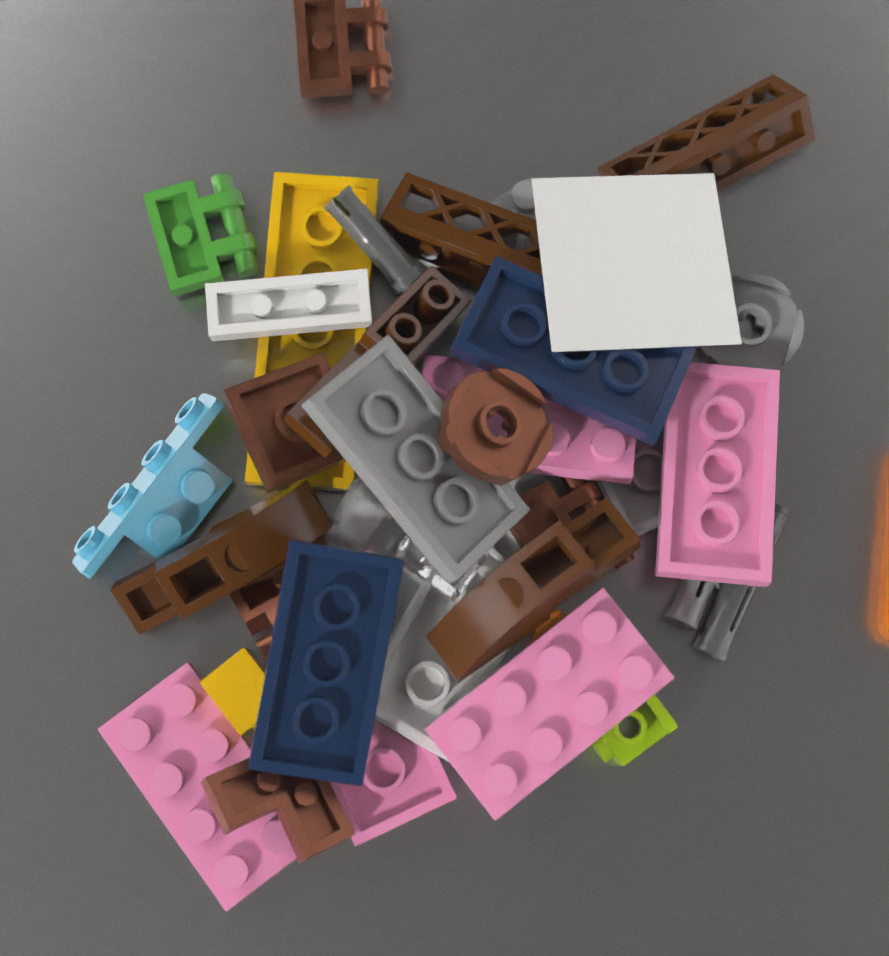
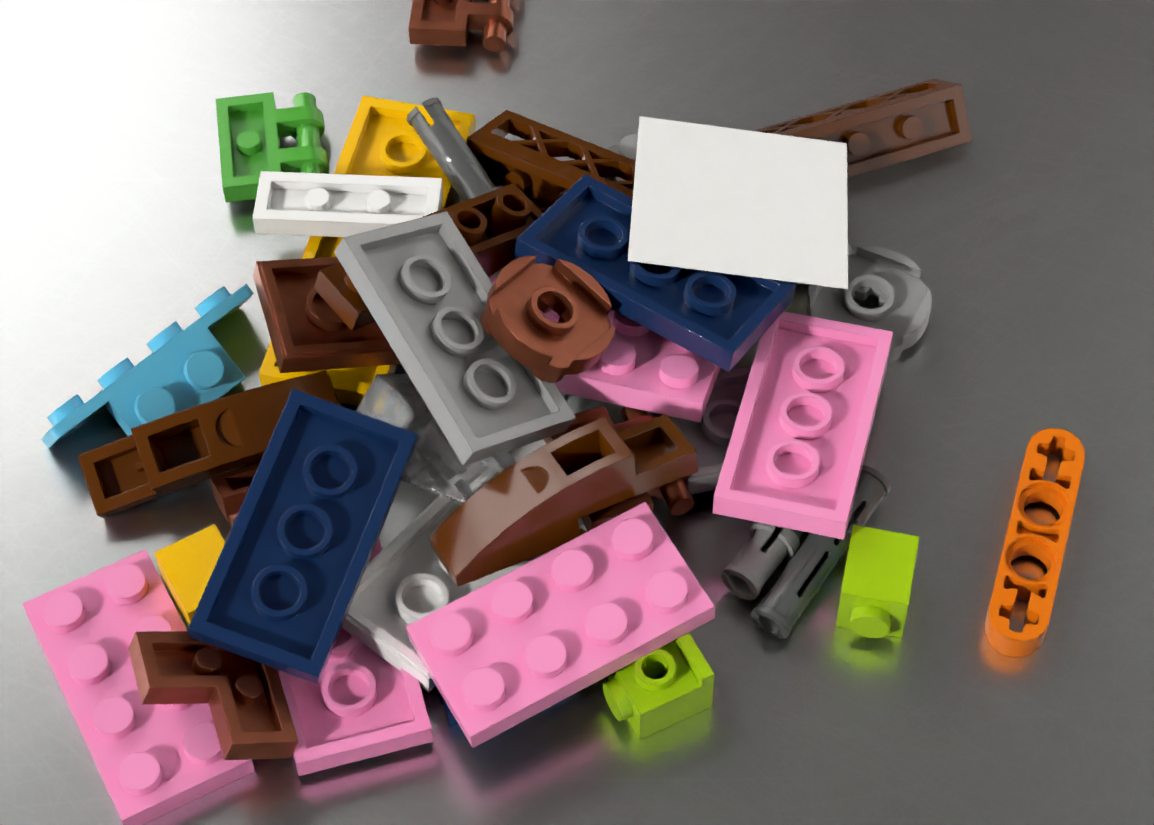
camera: 10 degrees right, 25 degrees down
(793, 609) = (877, 582): none -> lime brick

